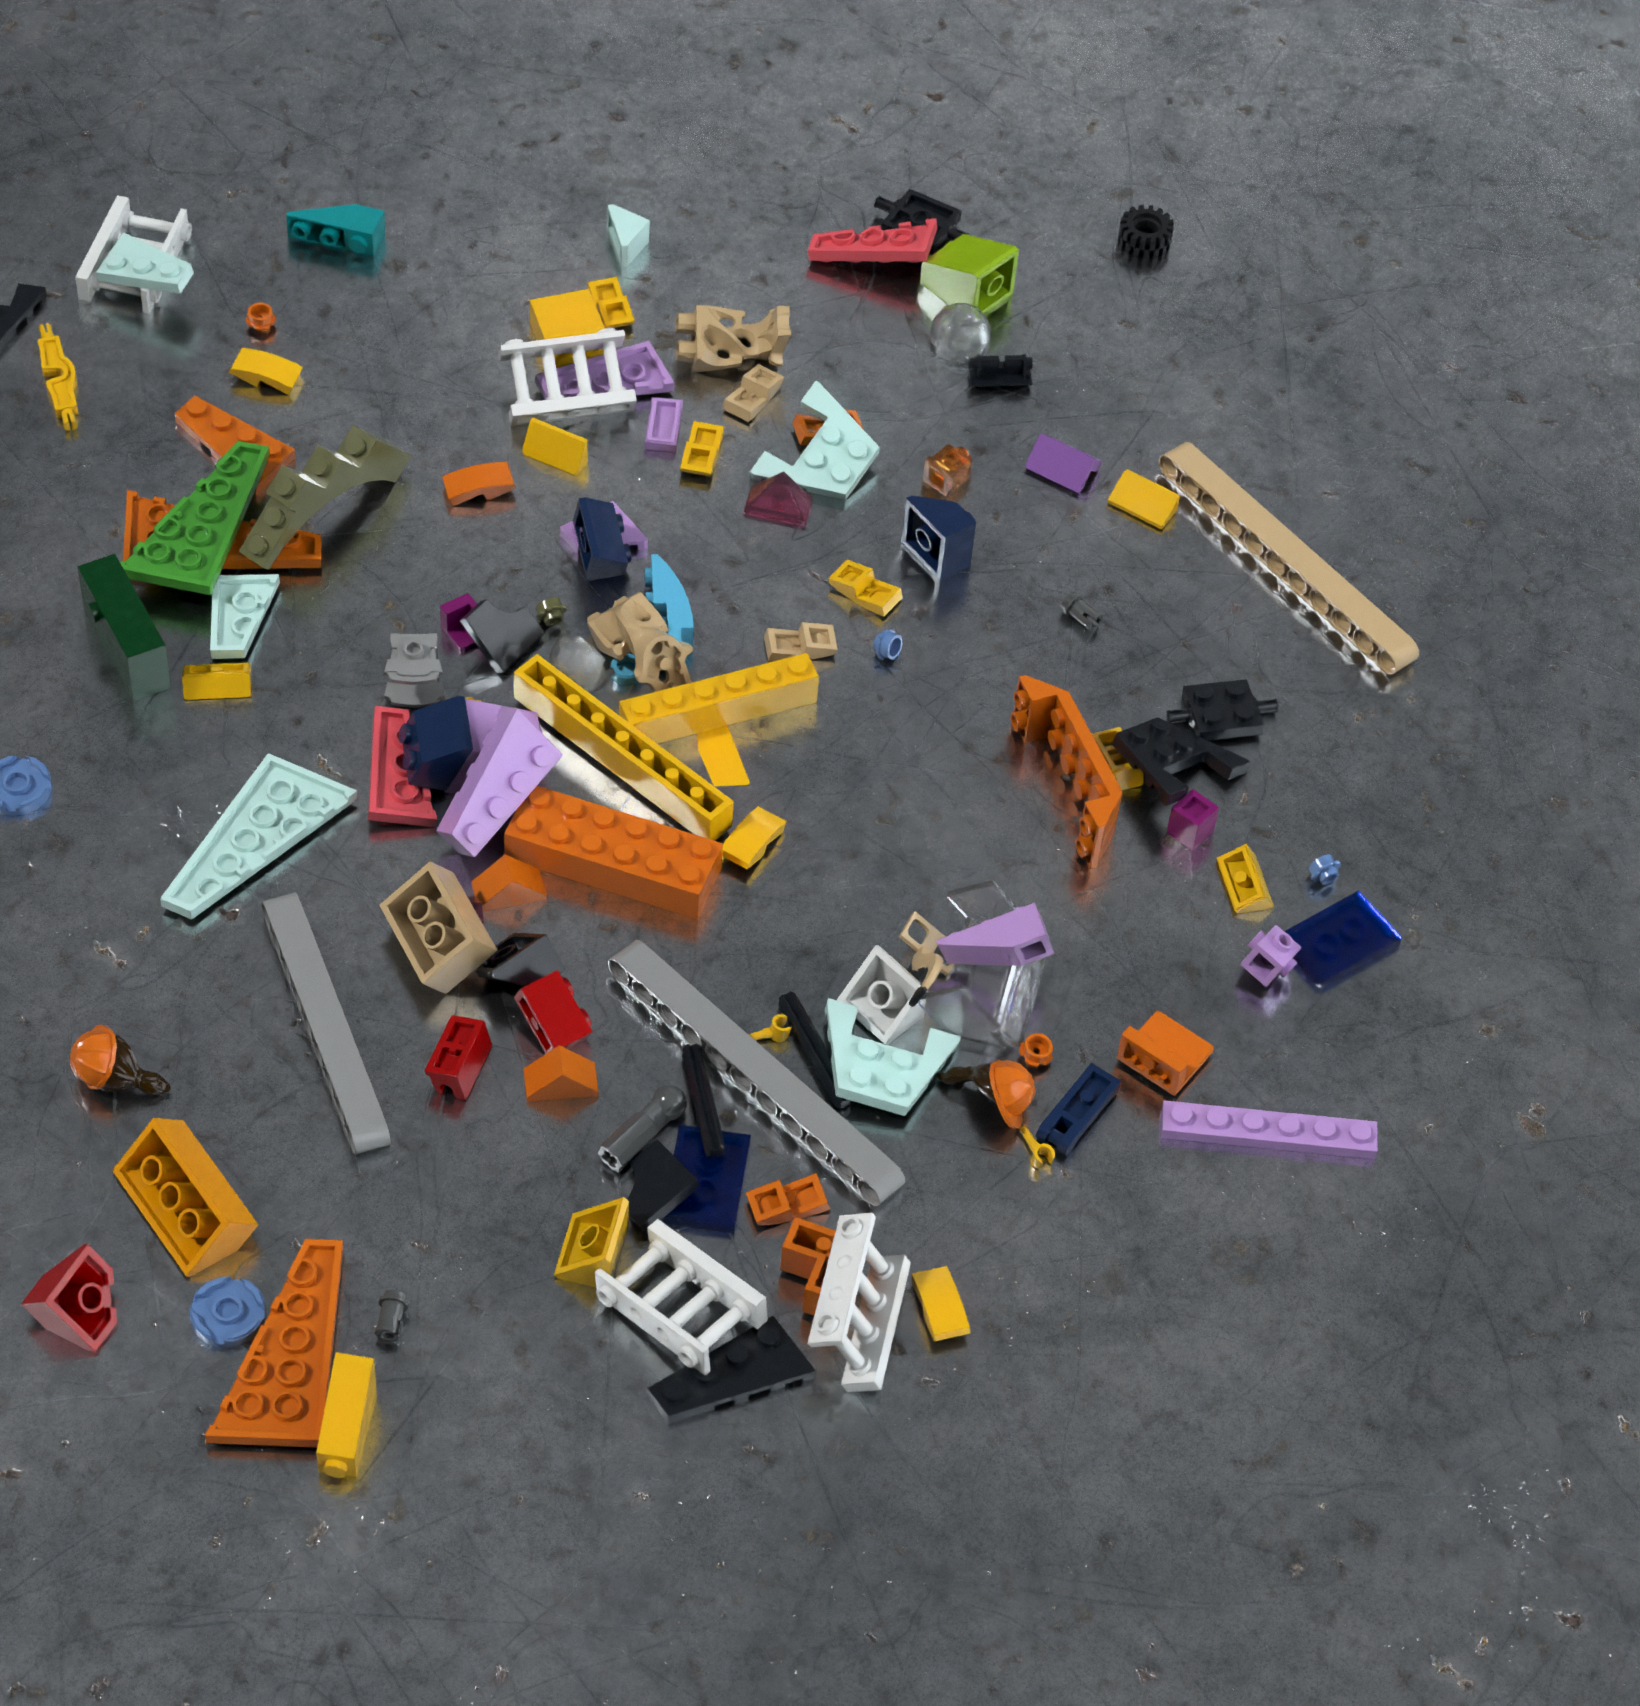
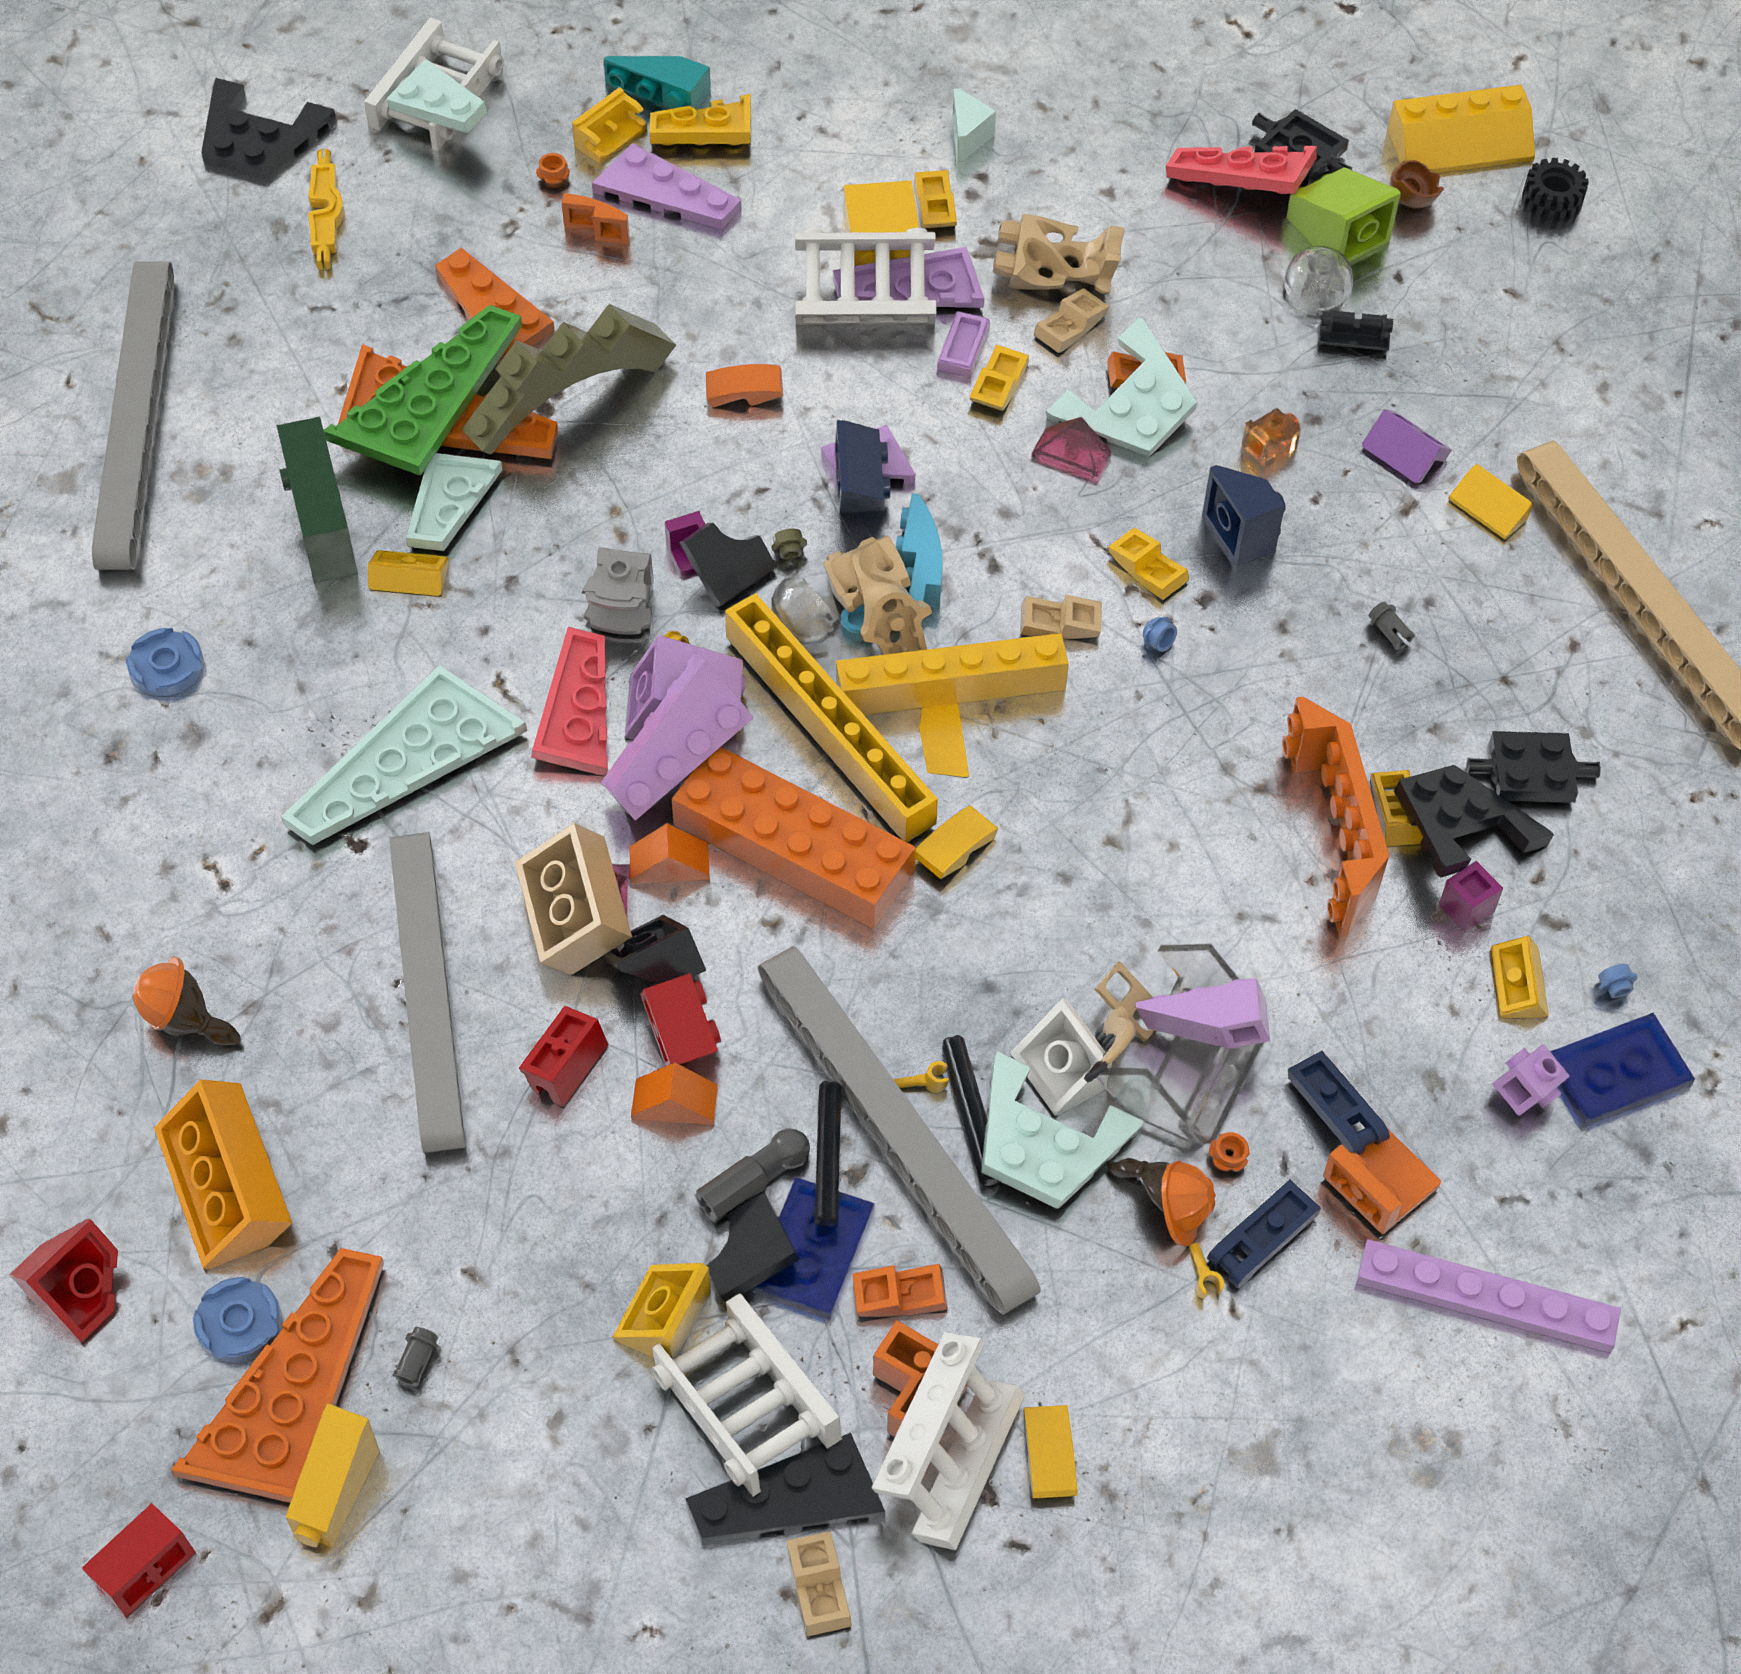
camera: 15 degrees right, 5 degrees up
(195, 1510) = (139, 1560): none -> red hinge
(273, 370) = (542, 225): yellow slope -> none
(302, 274) = (608, 126): none -> yellow hinge
(307, 352) = (591, 214): none -> orange slope
(351, 316) = (666, 187): none -> lavender wing
(393, 262) = (710, 125): none -> yellow wing
(436, 743) = (620, 682): dark blue slope -> none
(555, 447) = (837, 355): yellow slope -> none
(772, 1435) = (819, 1583): none -> tan slope
(1029, 241) = (1416, 183): none -> dark orange hair
(1057, 191) = (1464, 129): none -> yellow slope
(1117, 997) = (1337, 1102): none -> dark blue plate

